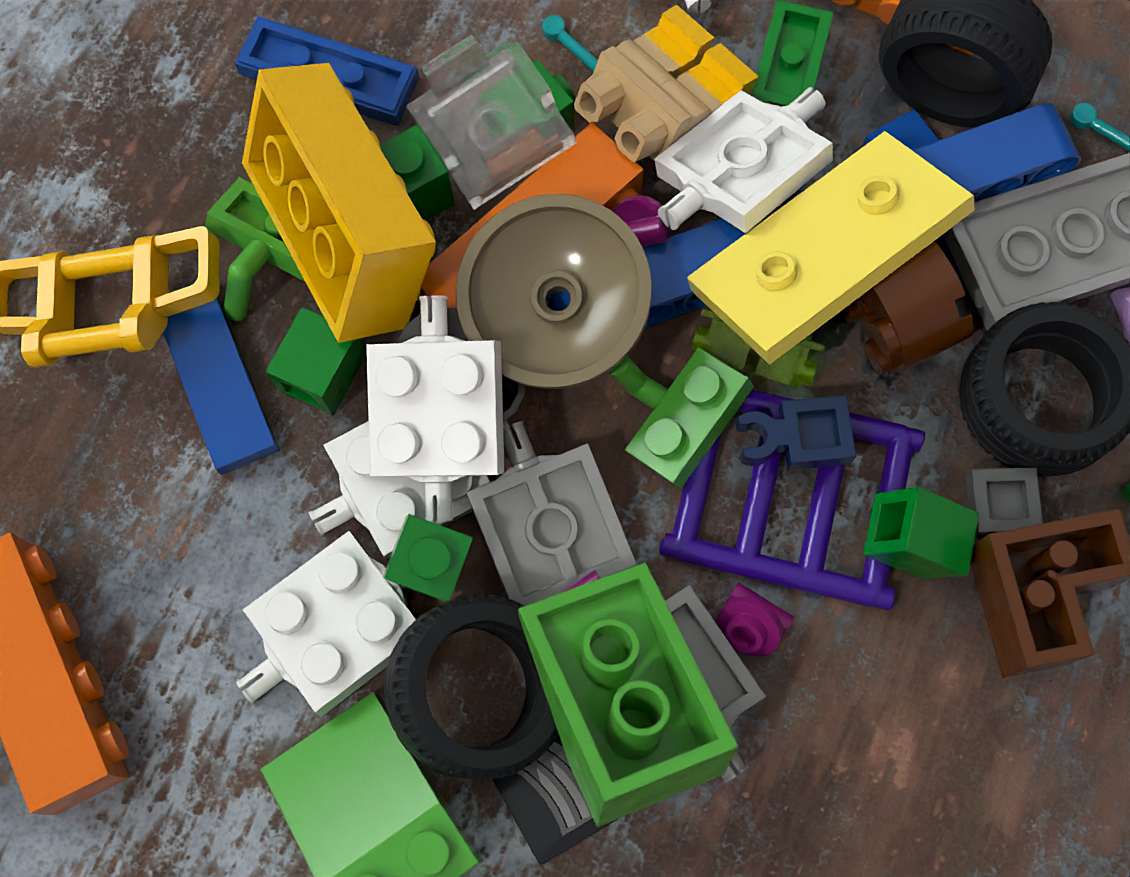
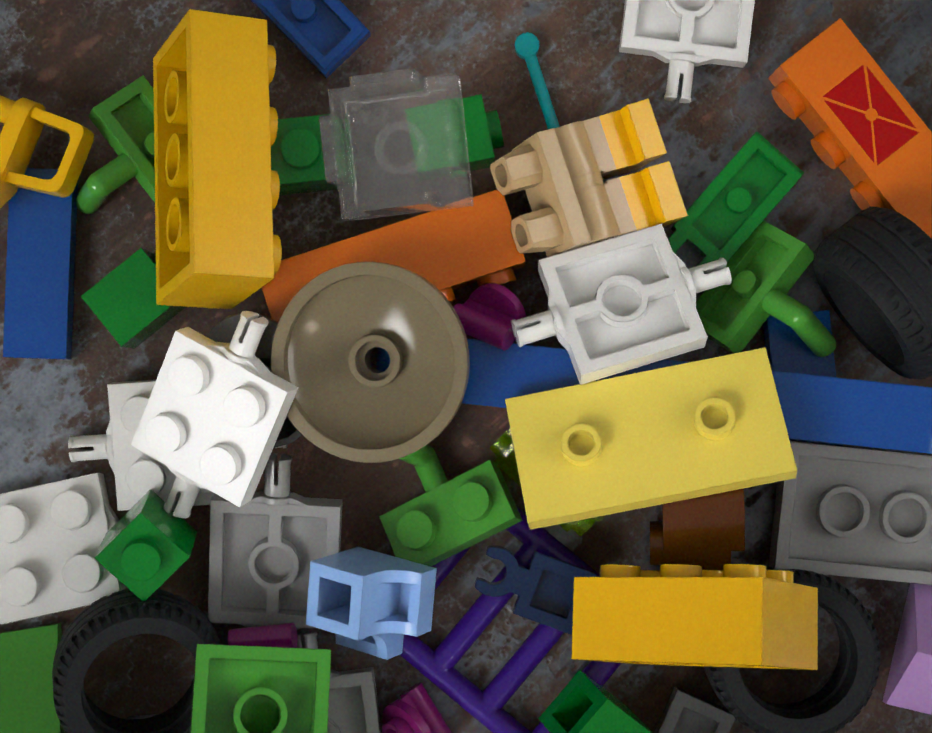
camera: 25 degrees right, 15 degrees up
(658, 513) = (370, 600): none -> light blue brick
(851, 106) = (761, 278): none -> bright green plate
(959, 366) = (696, 617): none -> yellow brick

